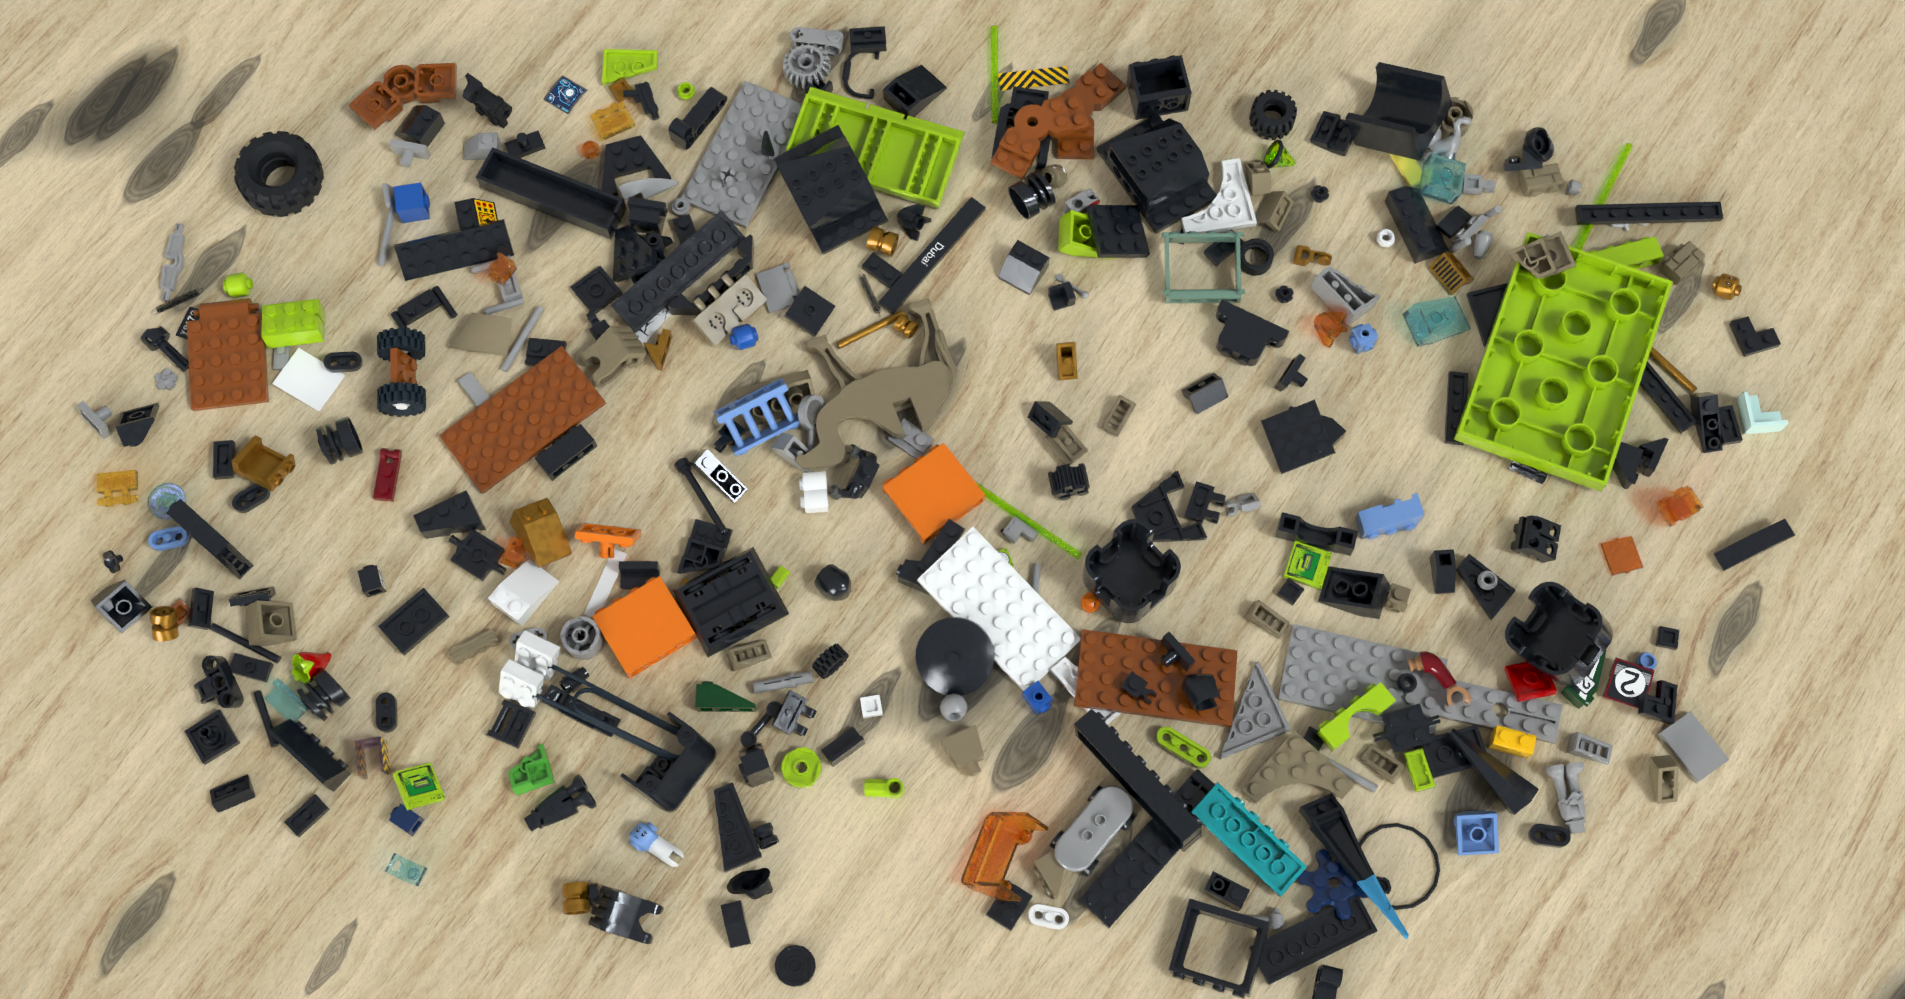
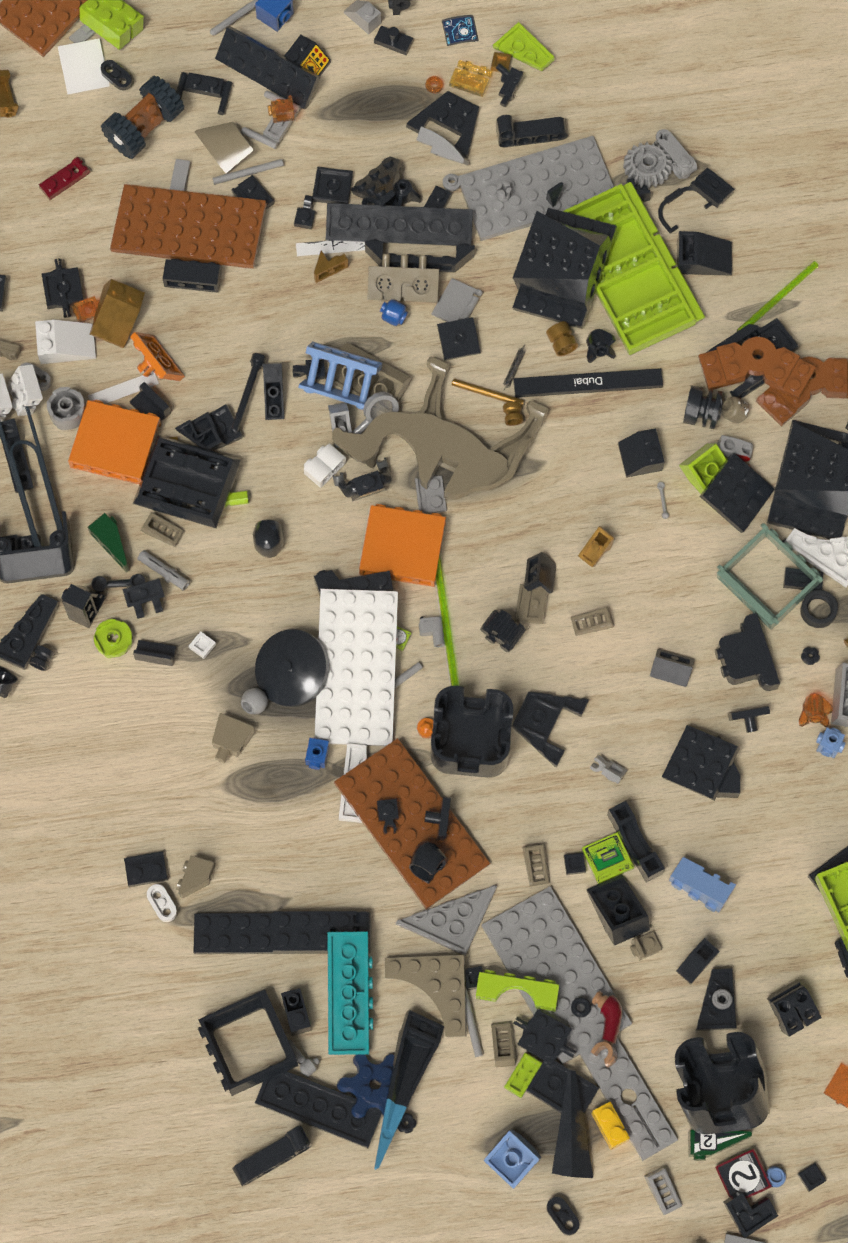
camera: 45 degrees right, 0 degrees up
(339, 440) = (56, 124): black wheel -> none
(449, 517) = (72, 245): black wedge -> none
(551, 193) = (373, 89): black piece -> none
(571, 685) = (26, 432): black cone -> none
(613, 351) = (295, 239): dark tan piece -> none
(647, 215) = (420, 166): black plate -> none
(685, 86) = (544, 100): lime plate -> none
(830, 661) = (207, 586): black tyre -> none
(881, 270) = (540, 358): black plate -> none
(882, 787) = (150, 706): lime piece -> none
(995, 850) = (173, 824): clear orange windscreen -> none
(1033, 78) = (803, 328): sticker -> none
(1061, 296) = (646, 499): black panel -> none
(1093, 829) = (253, 876): light grey piece -> none
(1138, 779) = (316, 874): black piece -> none
(1177, 740) = (378, 880): lime plate -> none
(1199, 503) = (580, 737): black plate -> none
(1432, 849) = (471, 1137): black piece -> none
(1529, 682) = (665, 1099): red plate -> none
(1570, 806) = (603, 1214): light grey piece -> none

